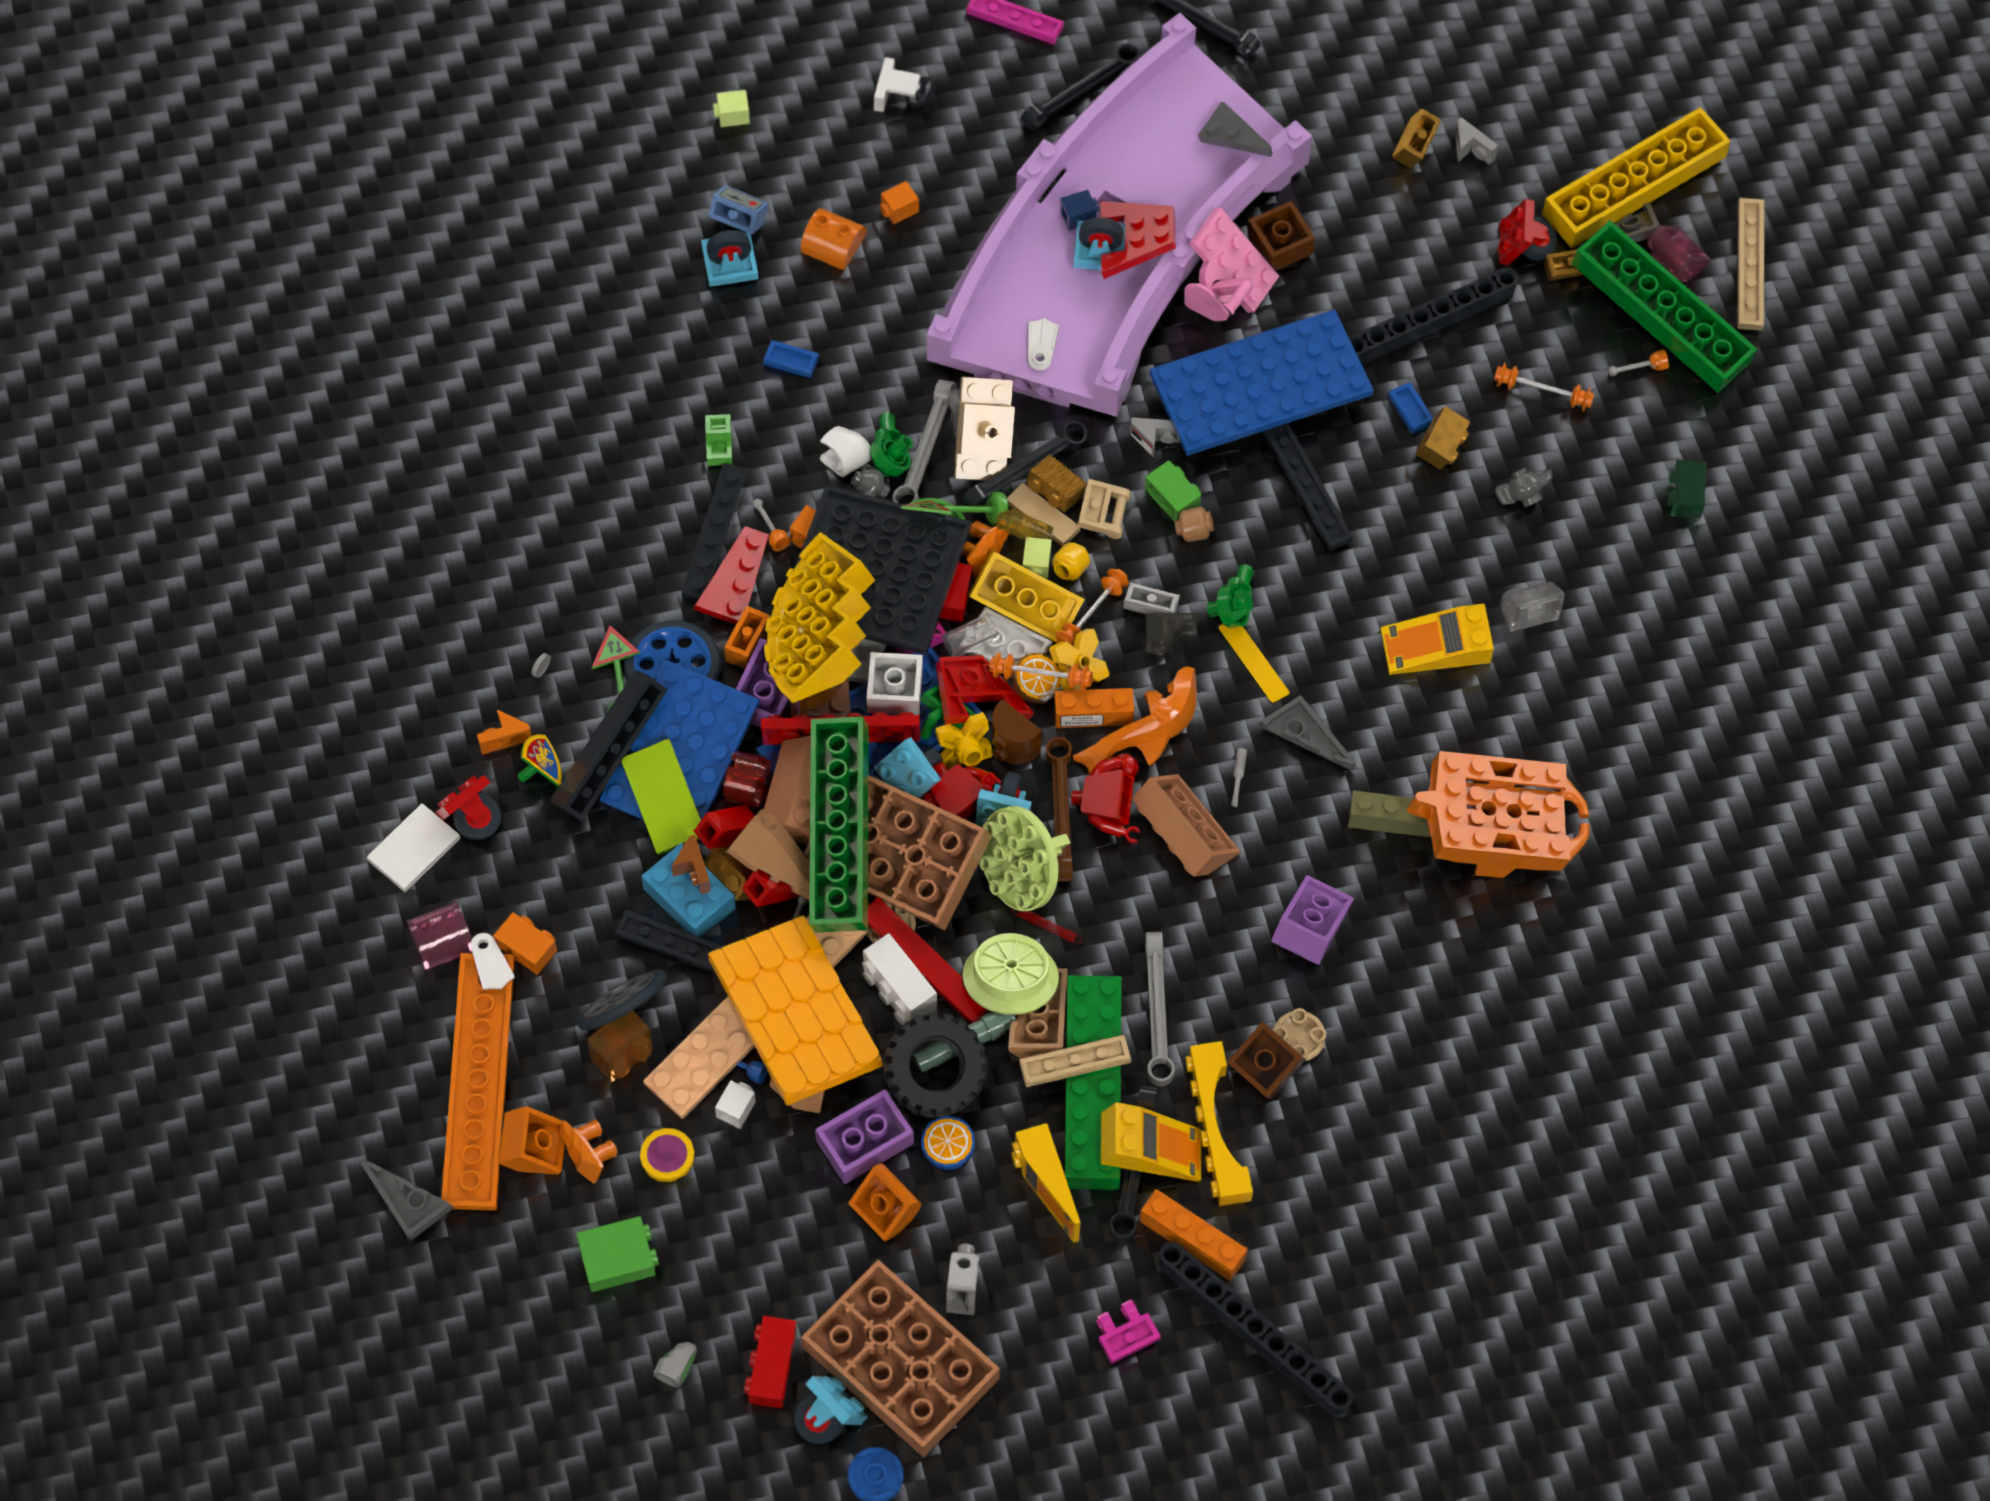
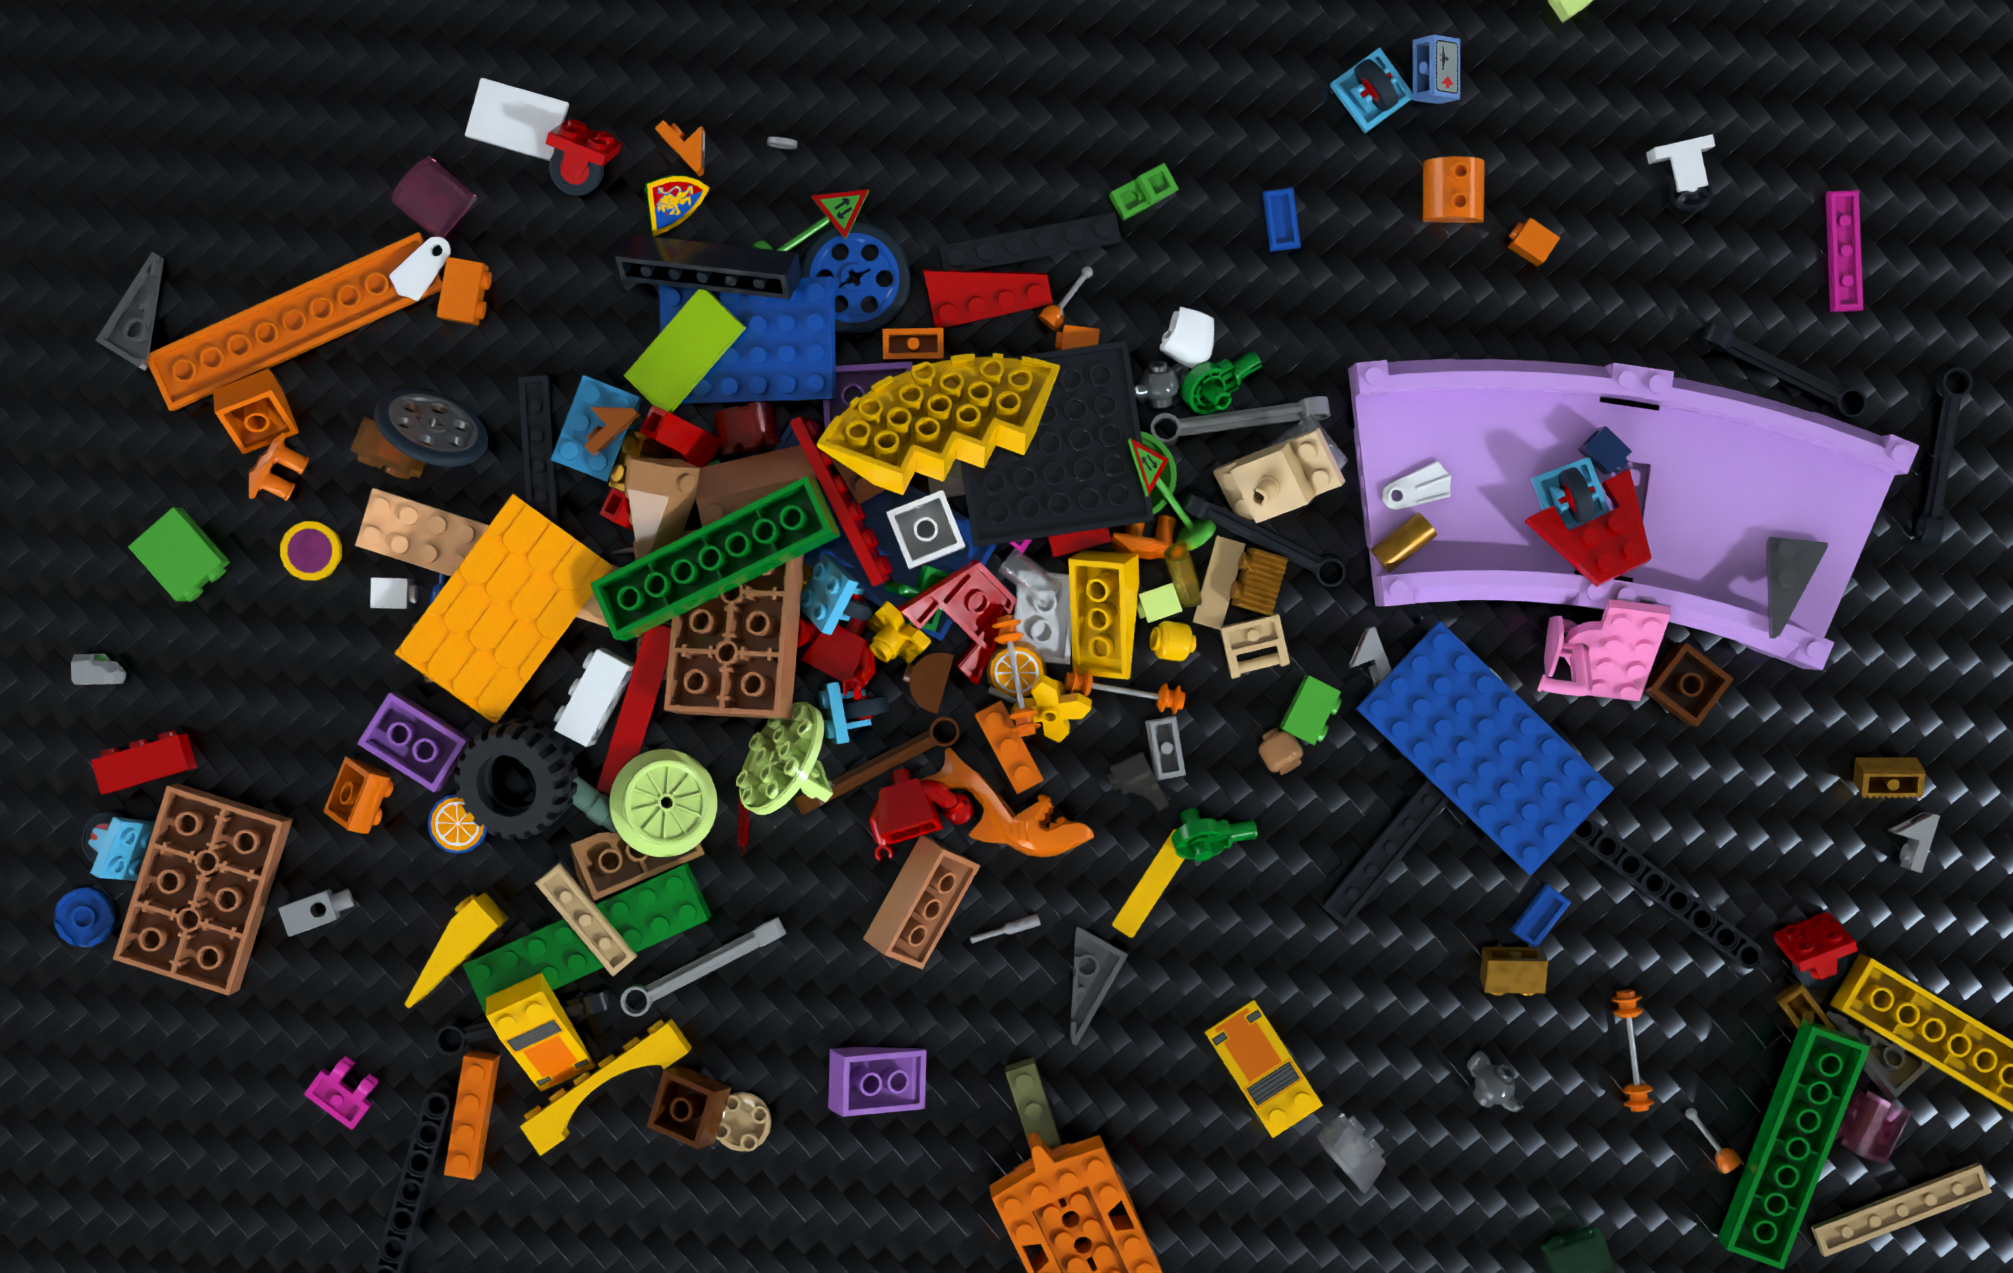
camera: 65 degrees right, 25 degrees up
(1077, 366) = (1403, 542): none -> pearl gold brick

